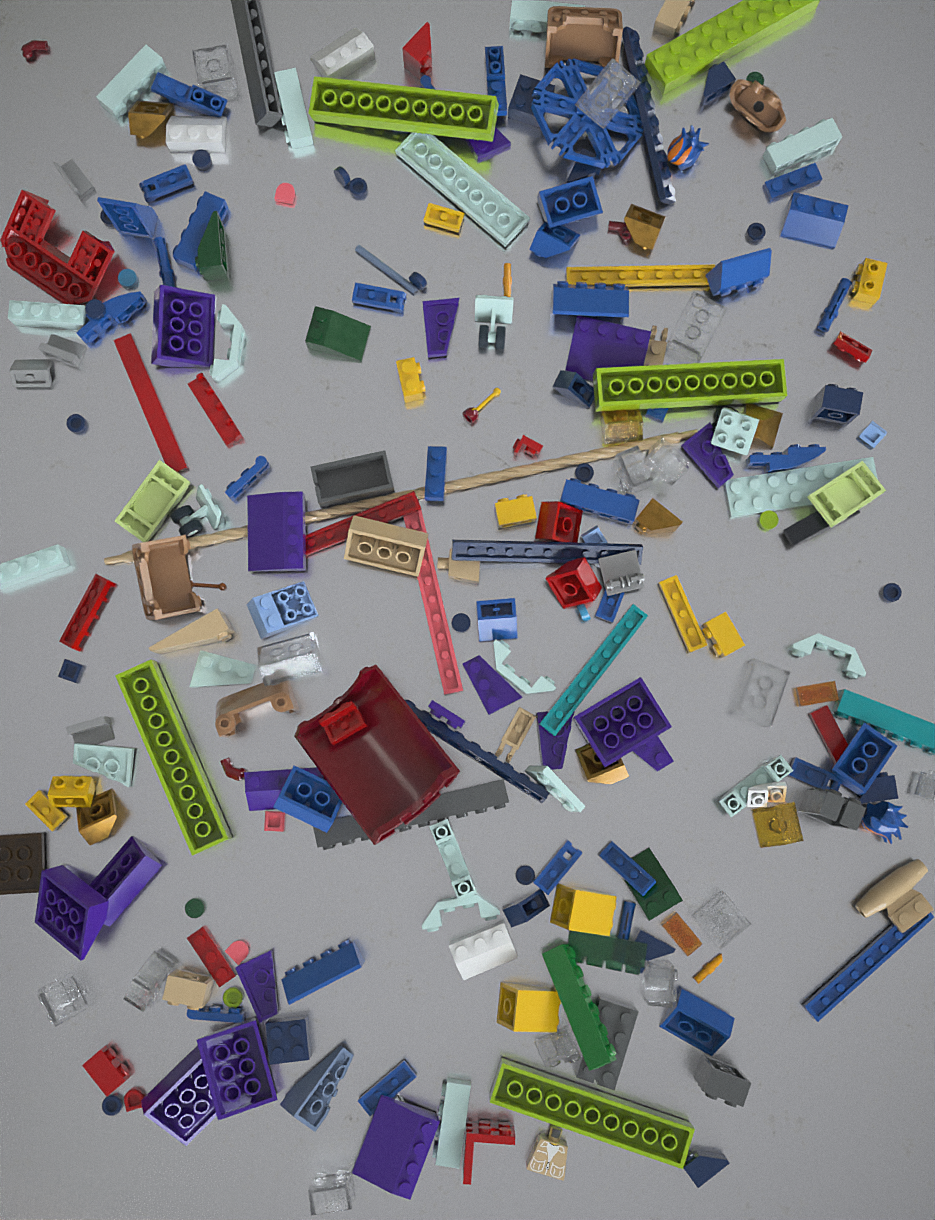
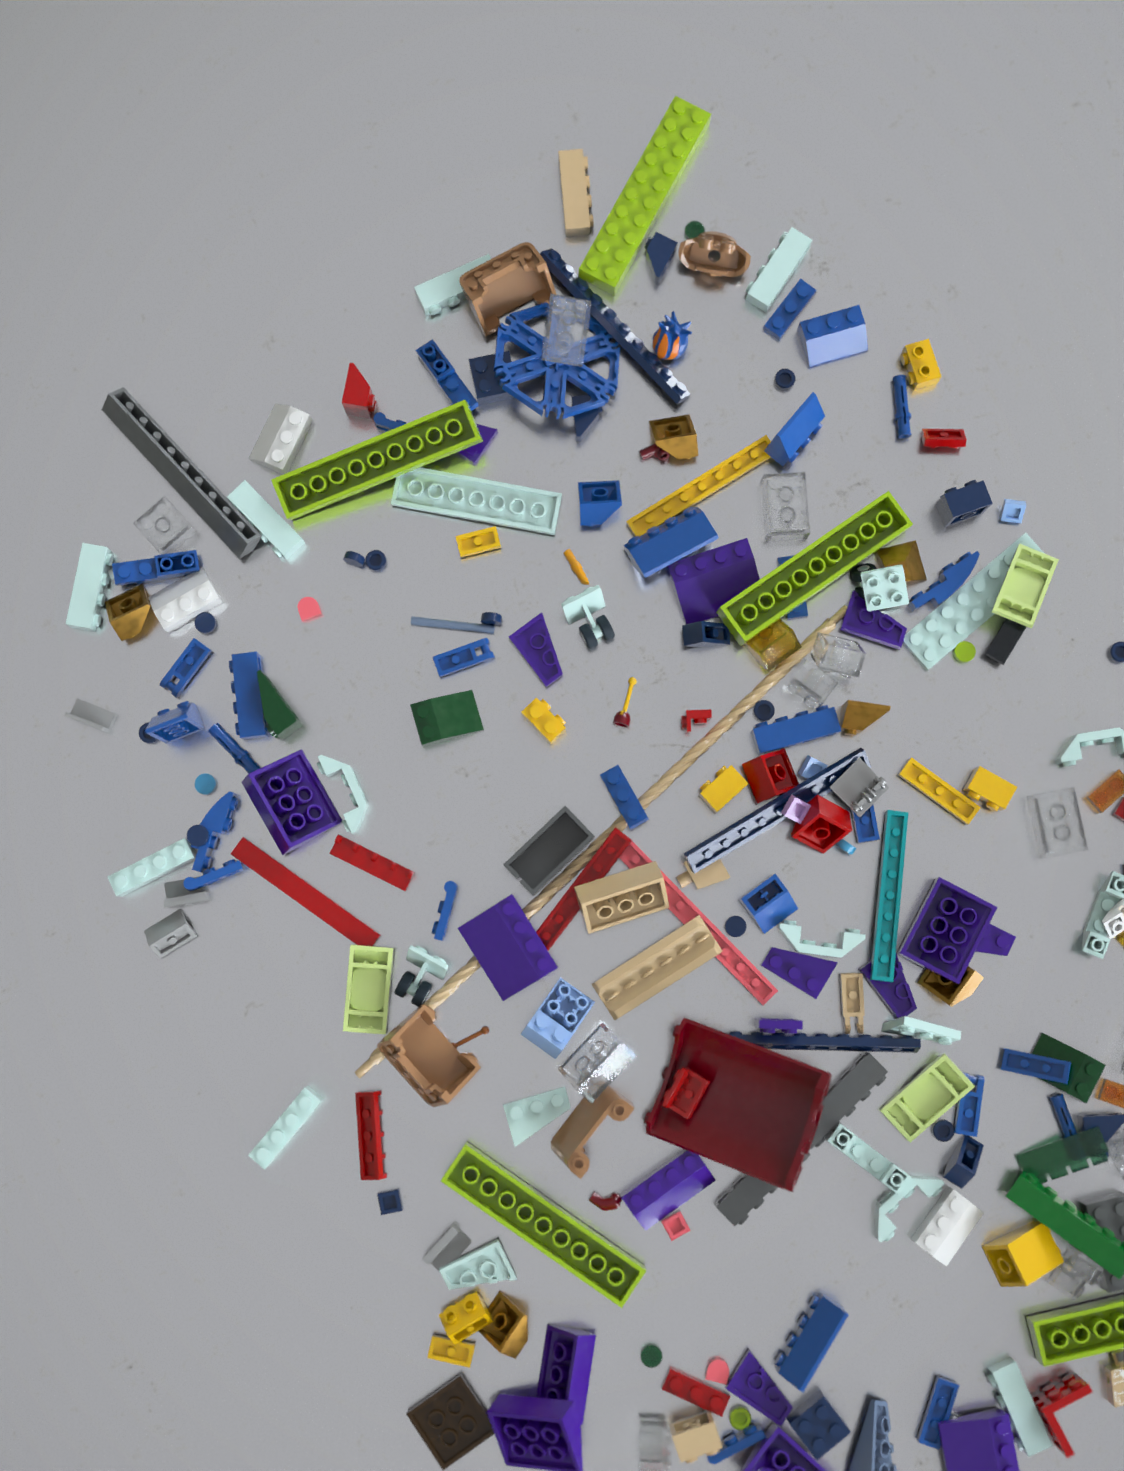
camera: 30 degrees left, 0 degrees up
(63, 277) = (120, 819): red slope -> none
(76, 423) = (244, 957): dark blue tile -> none
(90, 348) = (211, 875): none -> blue plate
(206, 630) = (500, 1084): tan slope -> none
(308, 799) = (700, 1186): blue slope -> none
(381, 616) = (657, 967): none -> tan plate
(527, 841) = (927, 1097): none -> yellowish green slope
(560, 558) = (795, 809): none -> lavender plate
(569, 202) = (593, 458): blue slope -> none
(583, 910) = (1018, 1130): yellow slope -> none
(656, 349) = (761, 551): tan hinge -> none

